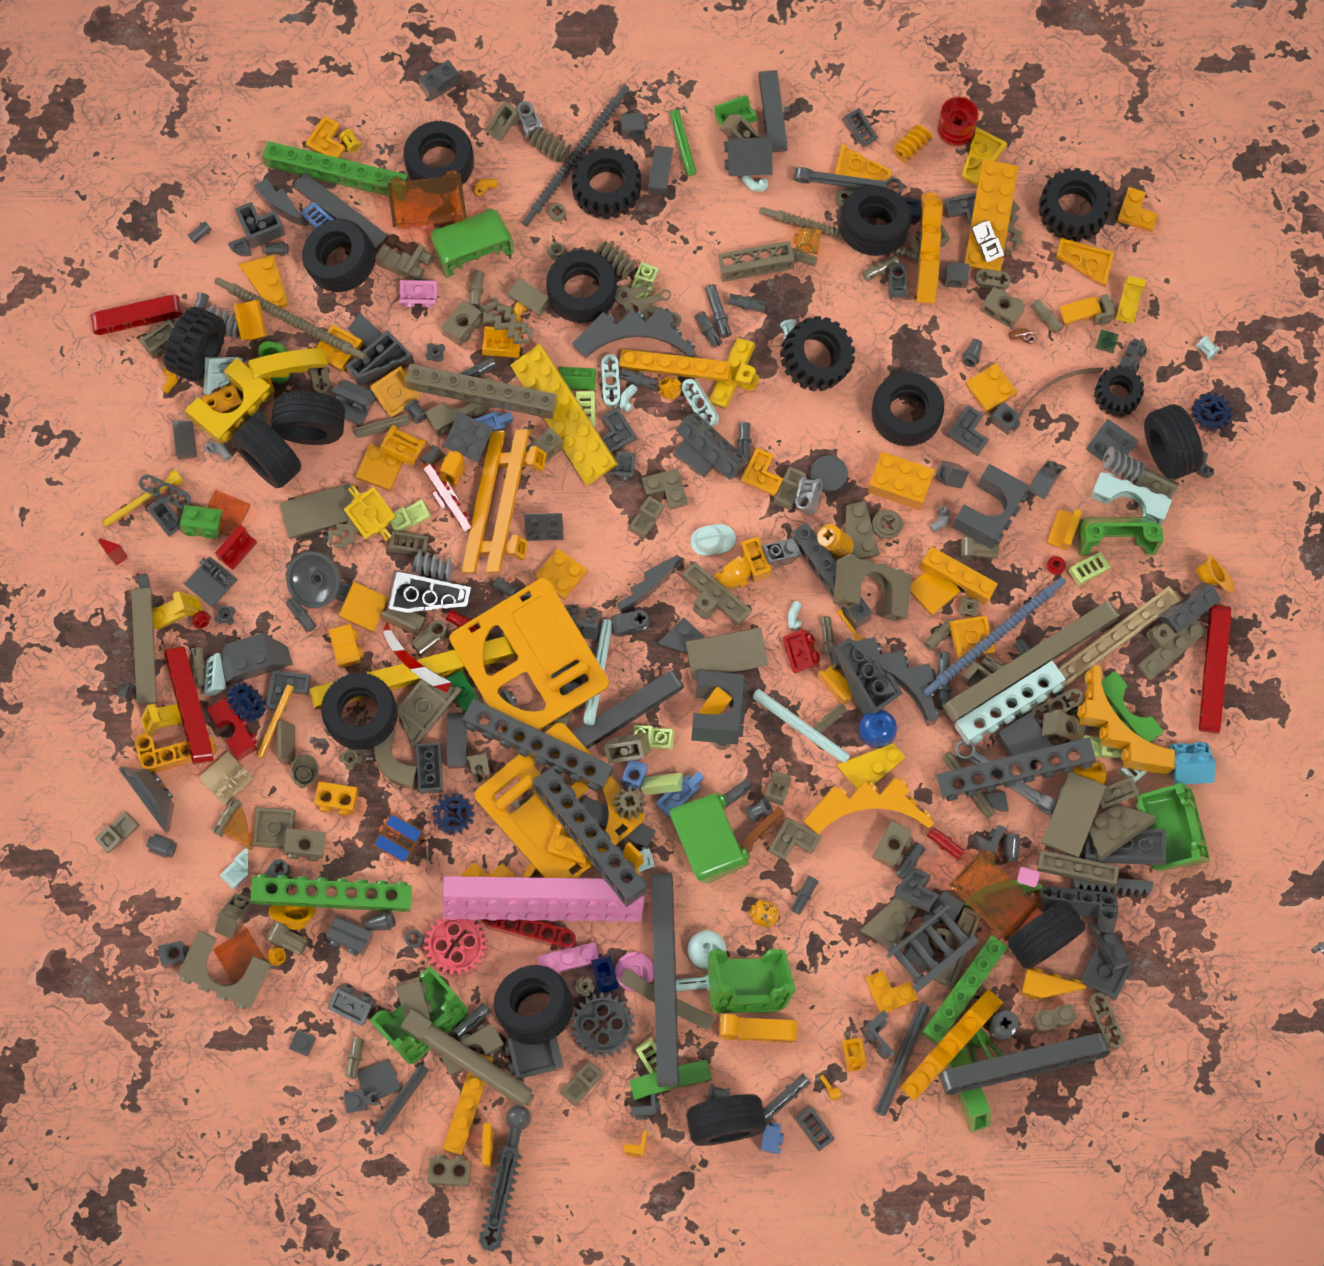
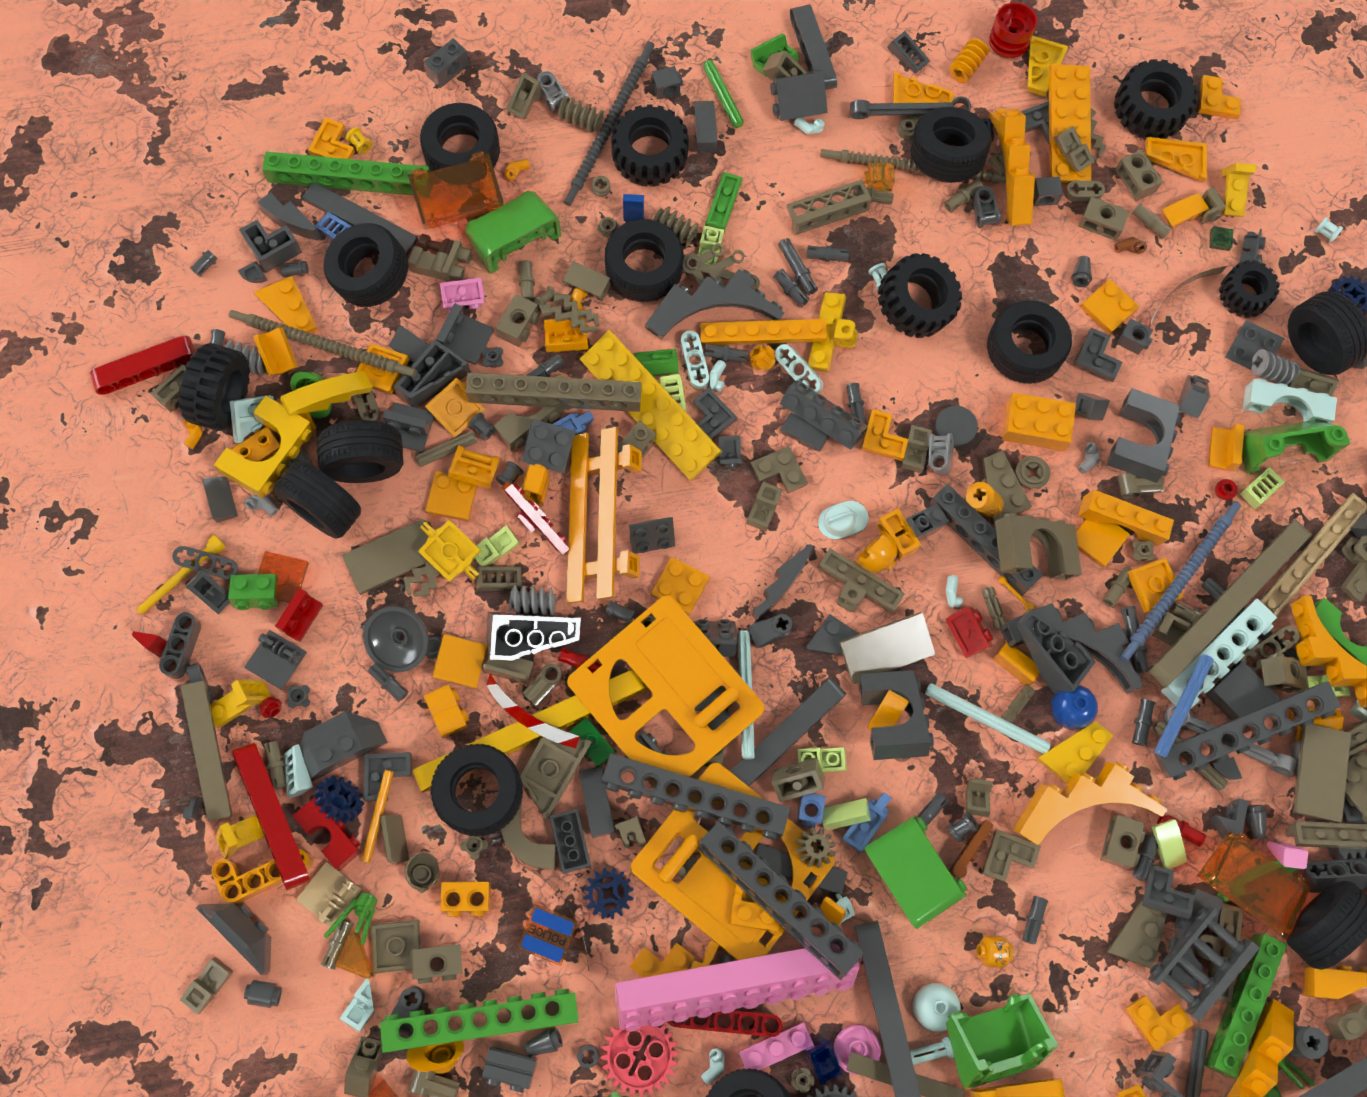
camera: 15 degrees left, 0 degrees up
(132, 549) = (177, 635): none -> dark grey beam
(252, 792) = (364, 908): none -> bright green plant
(413, 329) = (464, 335): none -> dark grey bracket
(517, 962) = (717, 1066): none -> light aqua arm
(580, 238) = (633, 207): none -> blue tile
(664, 242) = (724, 201): none -> bright green tile
(931, 853) = (1170, 844): none -> yellowish green slope
(934, 750) = (1143, 722): none -> dark grey pin
(964, 739) = (1183, 706): none -> medium blue axle
(1040, 273) = (1135, 178): none -> dark tan brick

